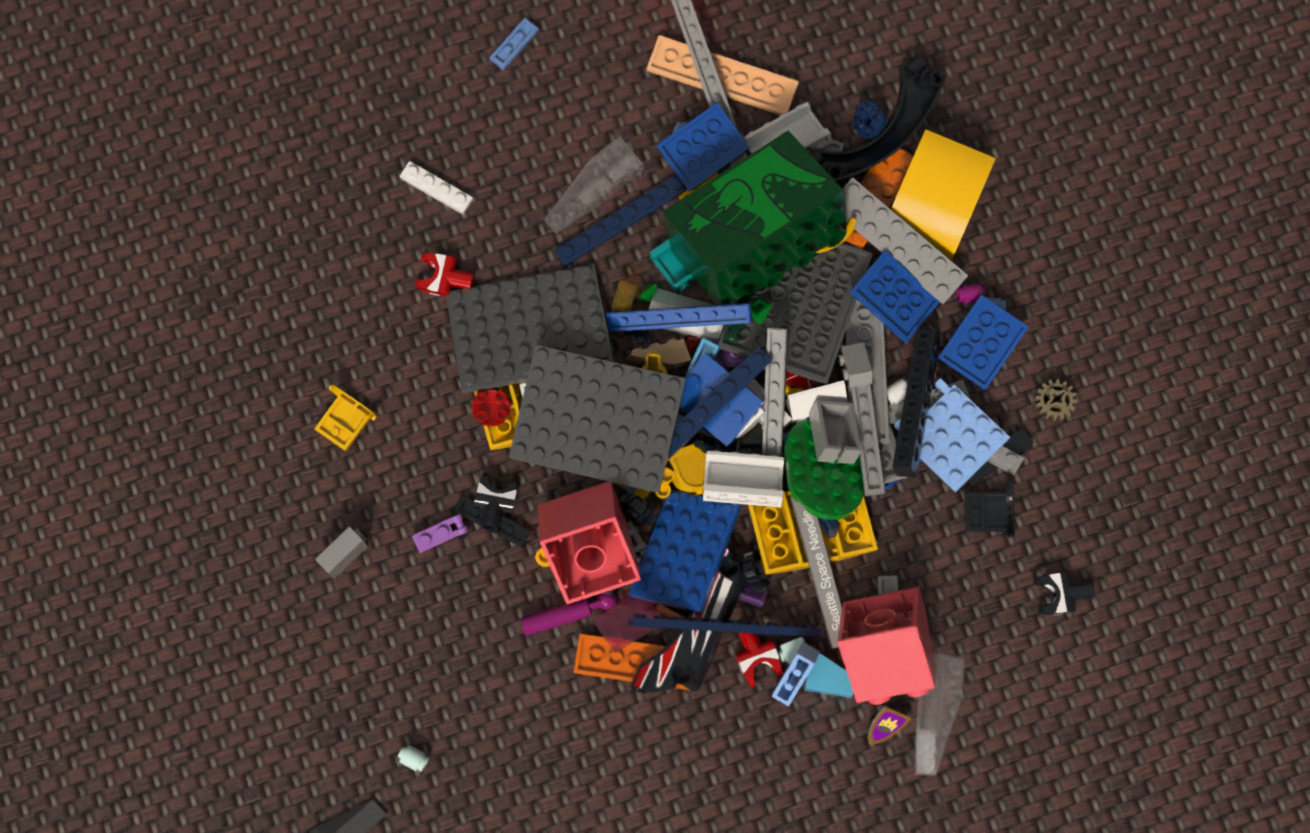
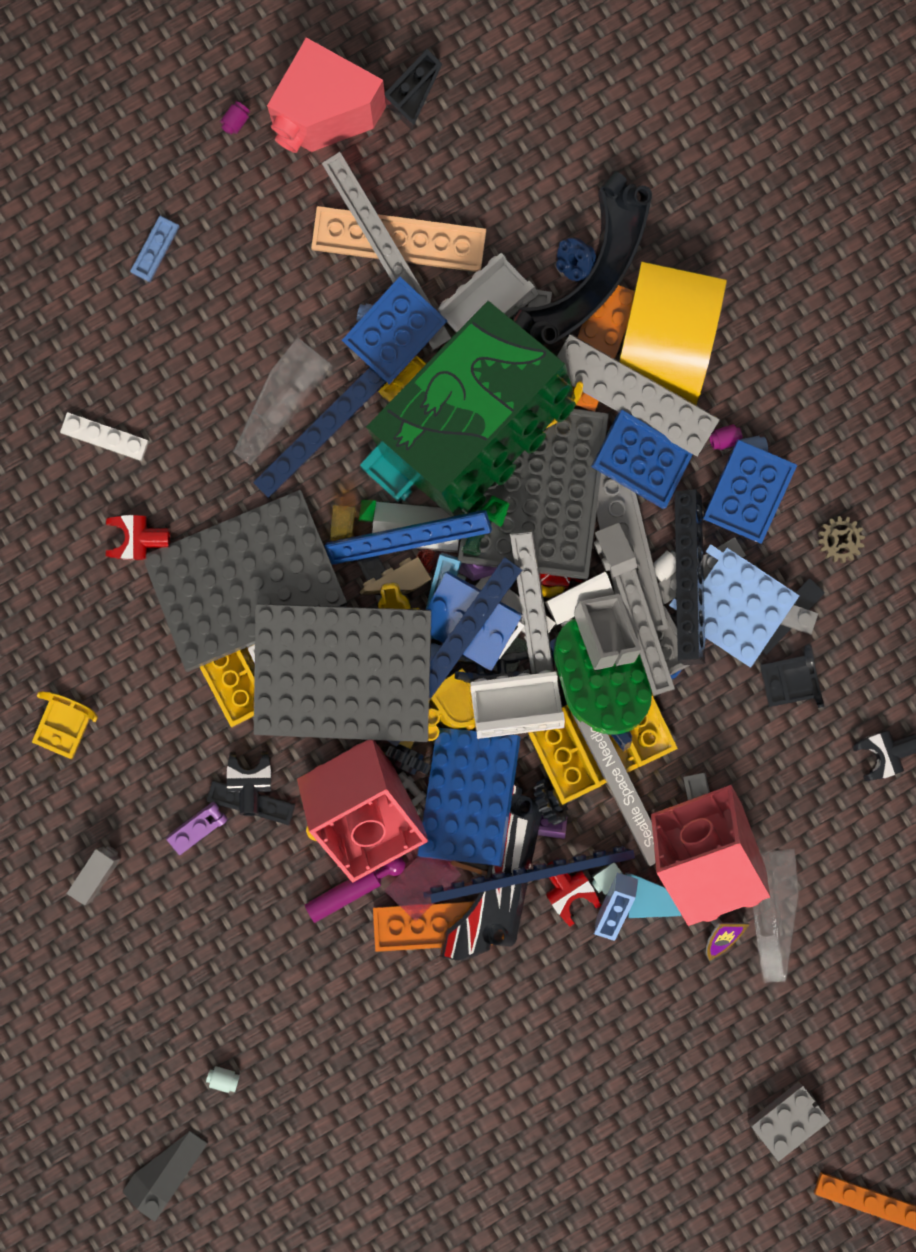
camera: 15 degrees left, 10 degrees up
(491, 407) = (222, 681): red dish -> none

